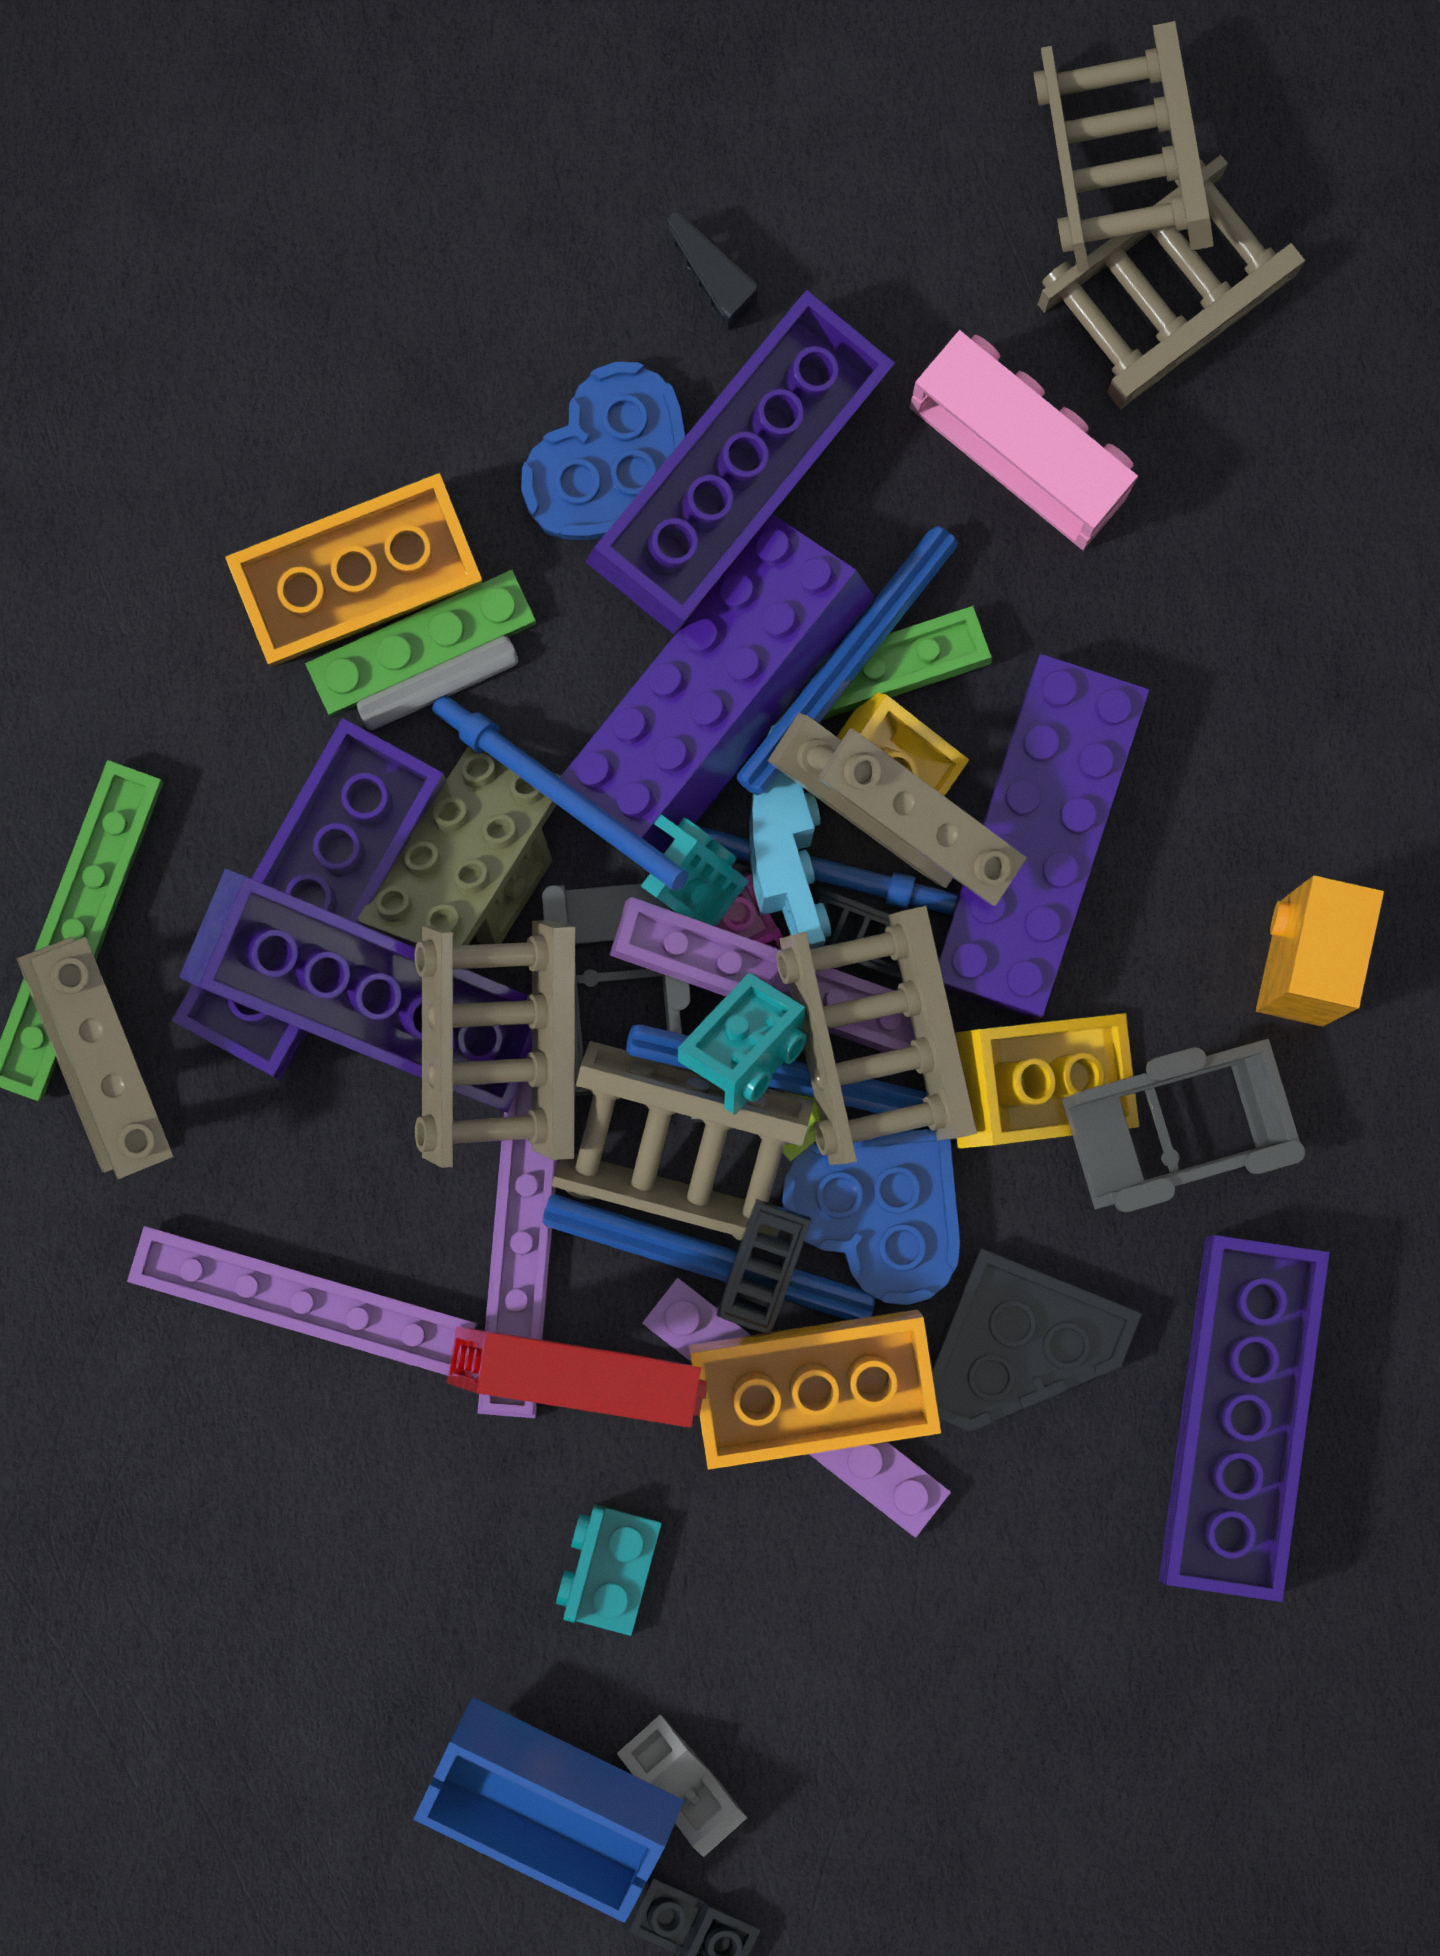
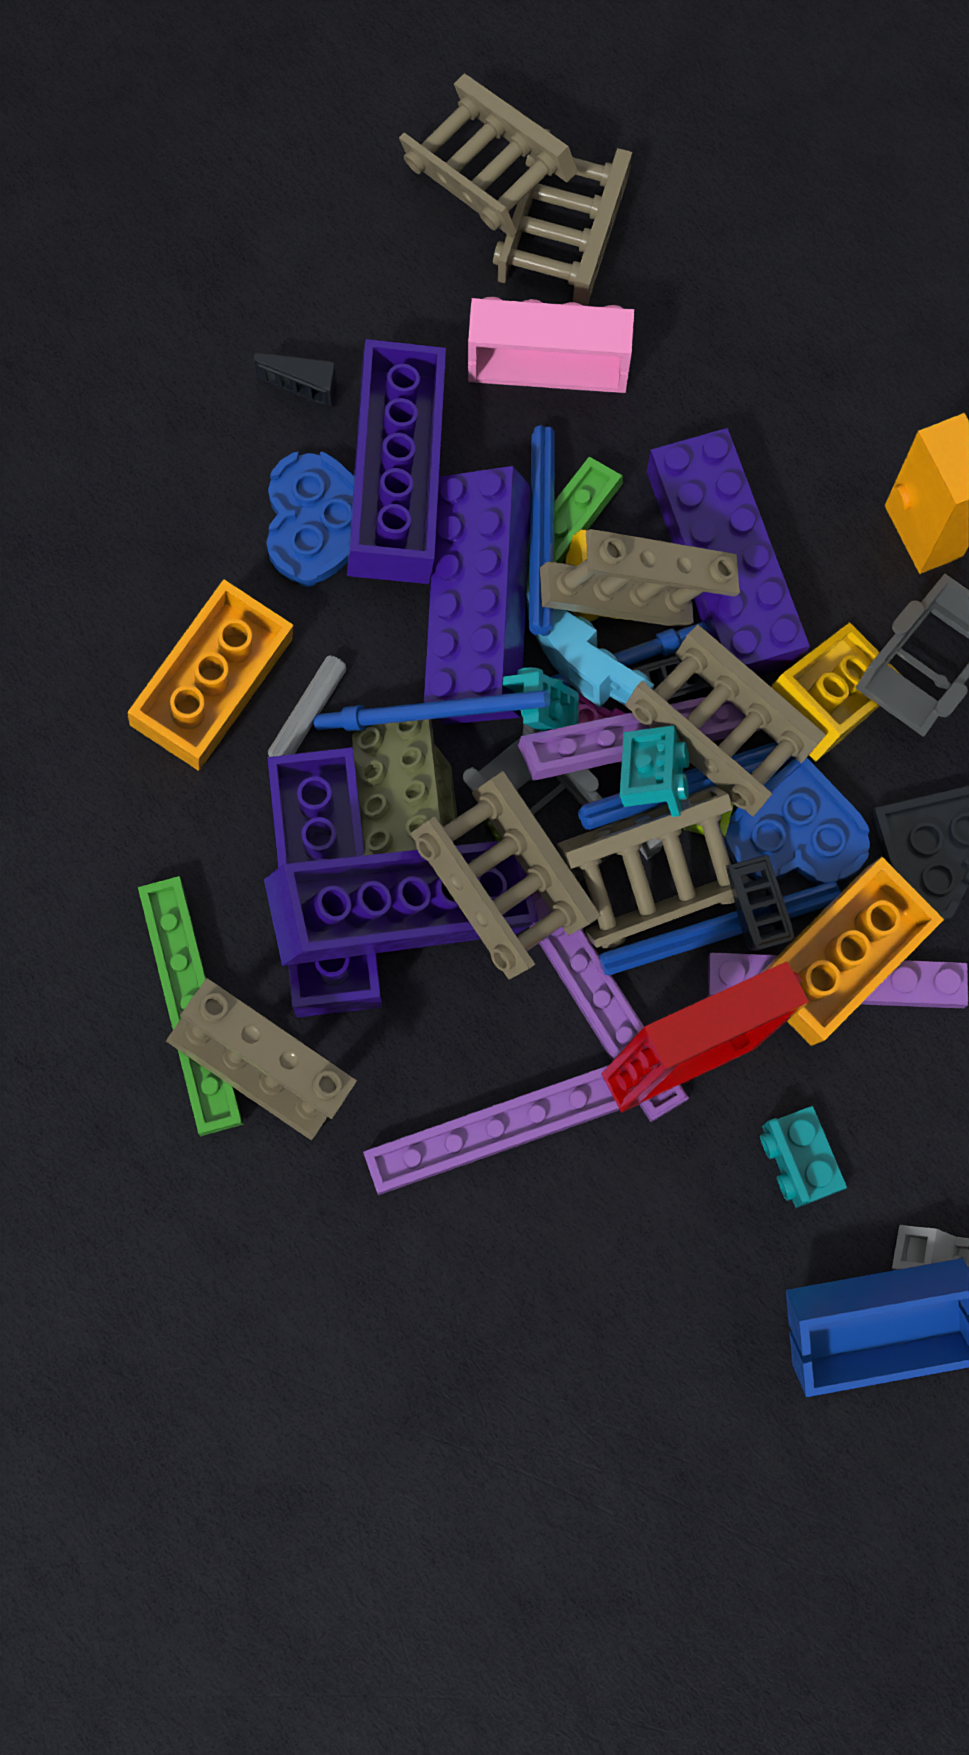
camera: 35 degrees left, 10 degrees down
(420, 642) = (278, 695): bright green plate -> none

